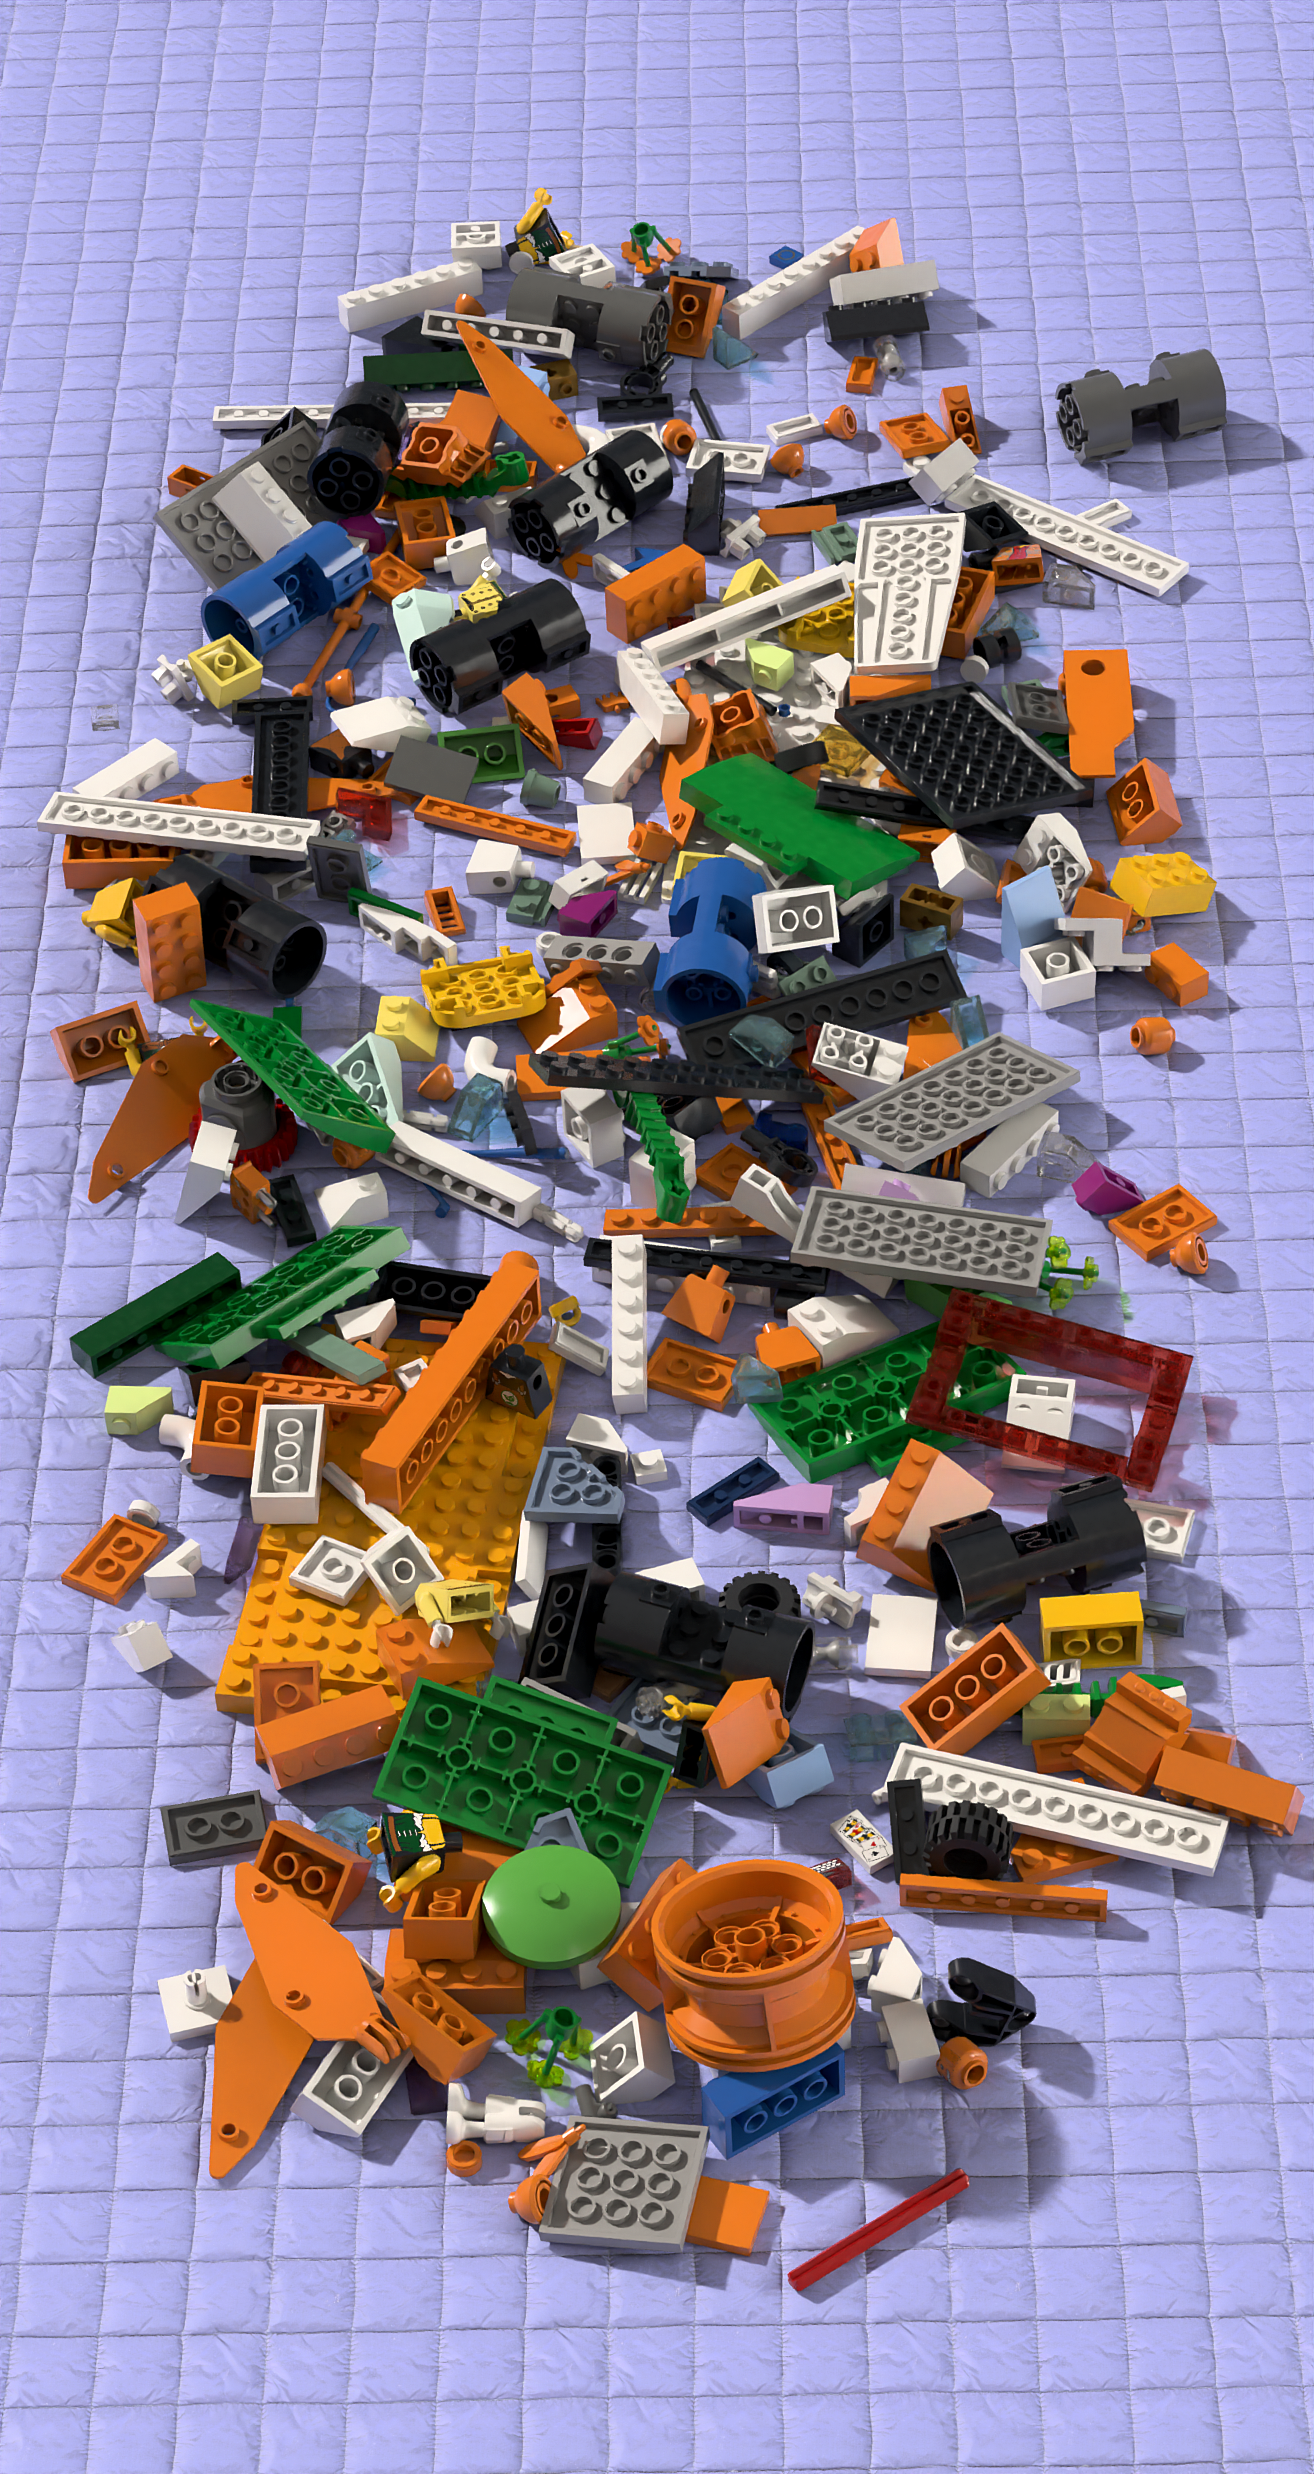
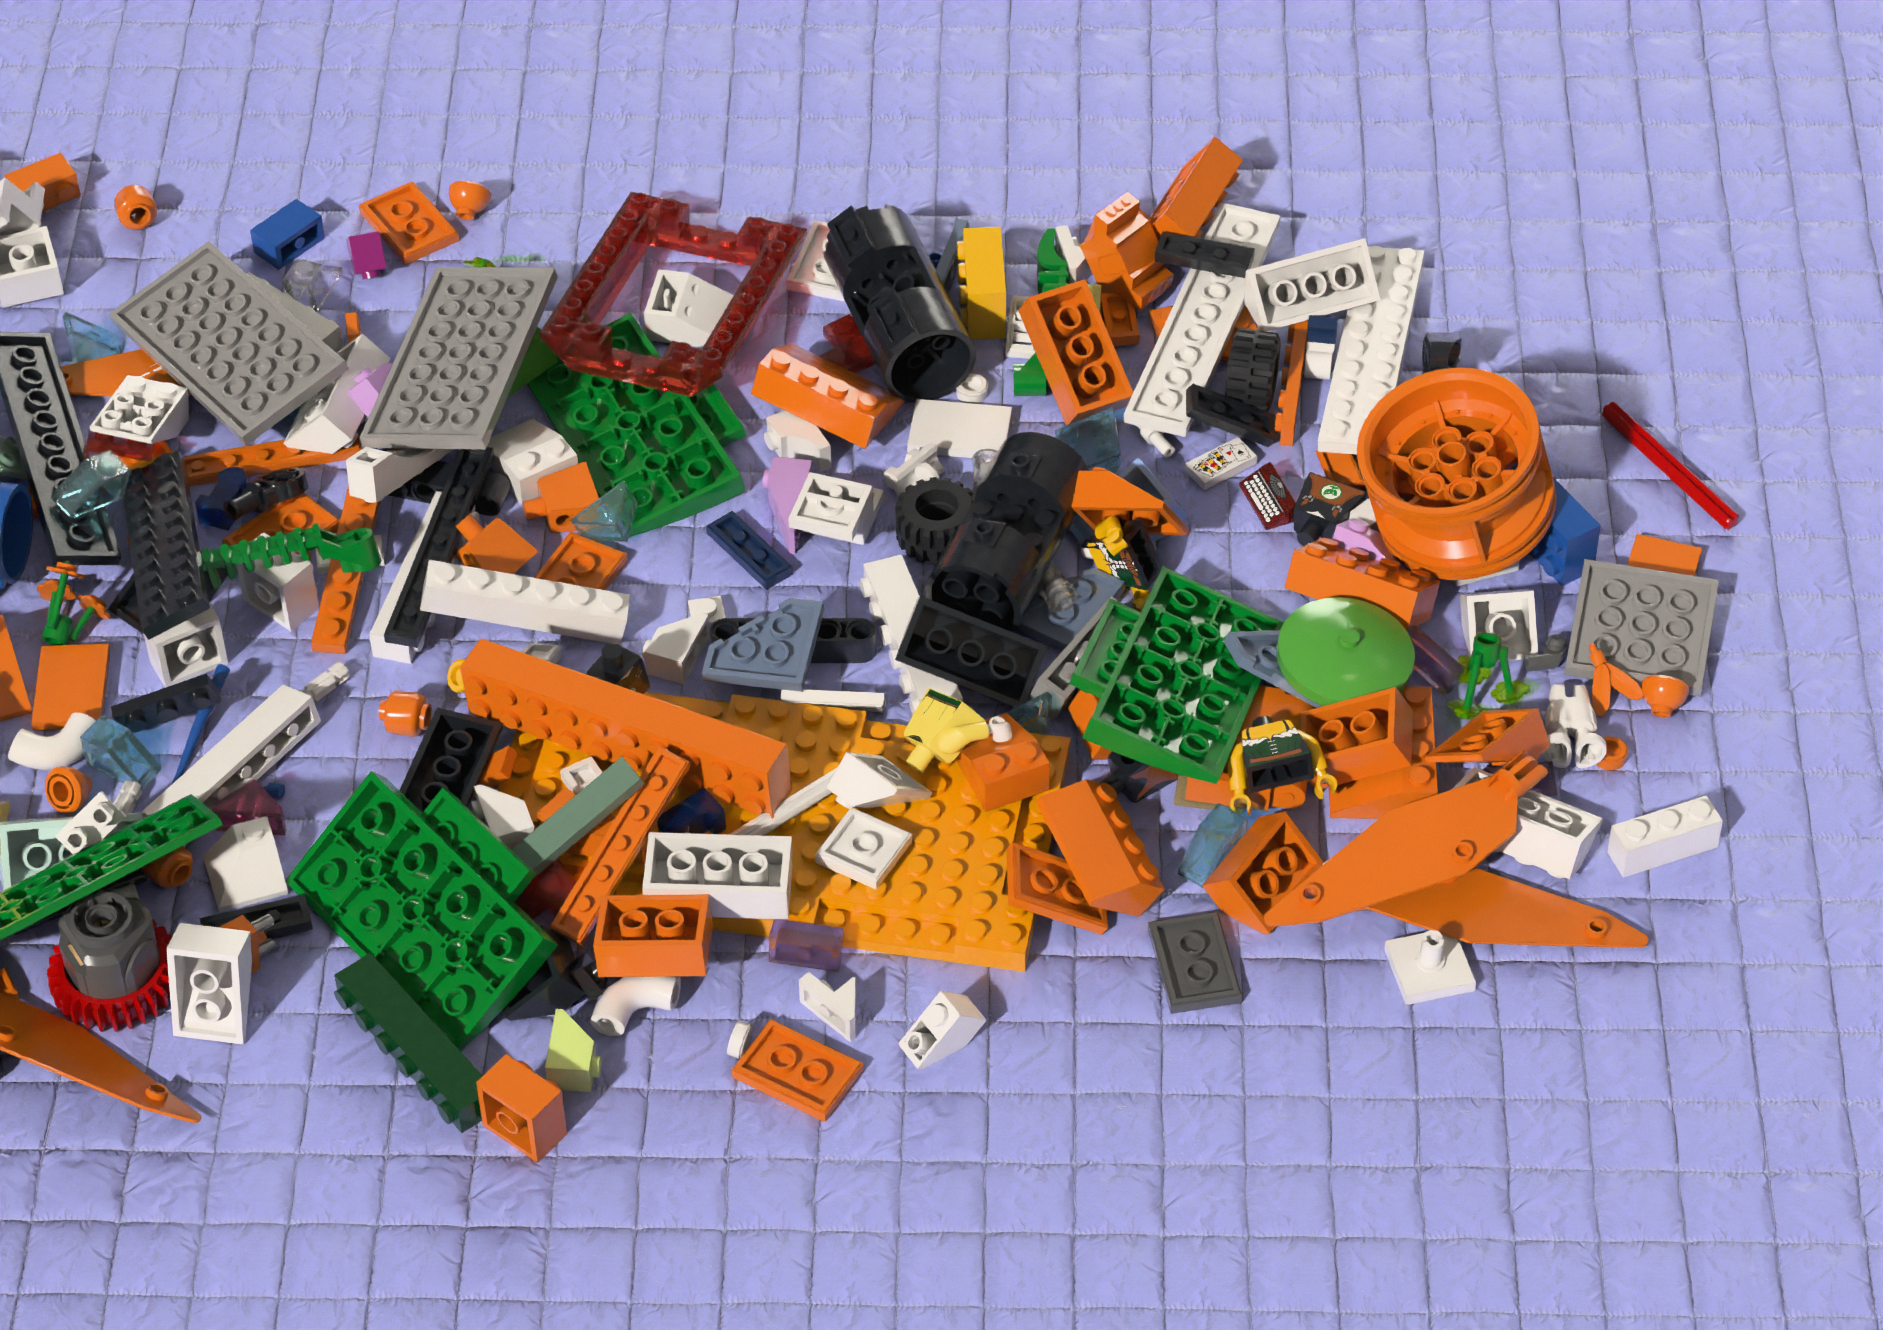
camera: 90 degrees left, 5 degrees up
(68, 1375) = (522, 1107): none -> orange brick
(338, 2189) = (1664, 836): none -> white brick
(353, 1439) = (694, 815): none -> clear blue leg
(365, 1081) = (91, 824): none -> white hips
(413, 1193) = (248, 804): none -> clear pink slope
(582, 1989) = (1434, 662): none -> tile
(763, 1532) = (836, 508): none -> white bracket
(994, 1195) = (352, 326): none -> orange tile
(1027, 1915) = (1320, 347): none -> leg
(1032, 1954) = (1371, 348): none -> white plate
(1088, 1887) = (1310, 285): none -> white slope
(1127, 1138) = (287, 234): none -> blue brick
(1130, 1795) = (1204, 254): none -> black plate

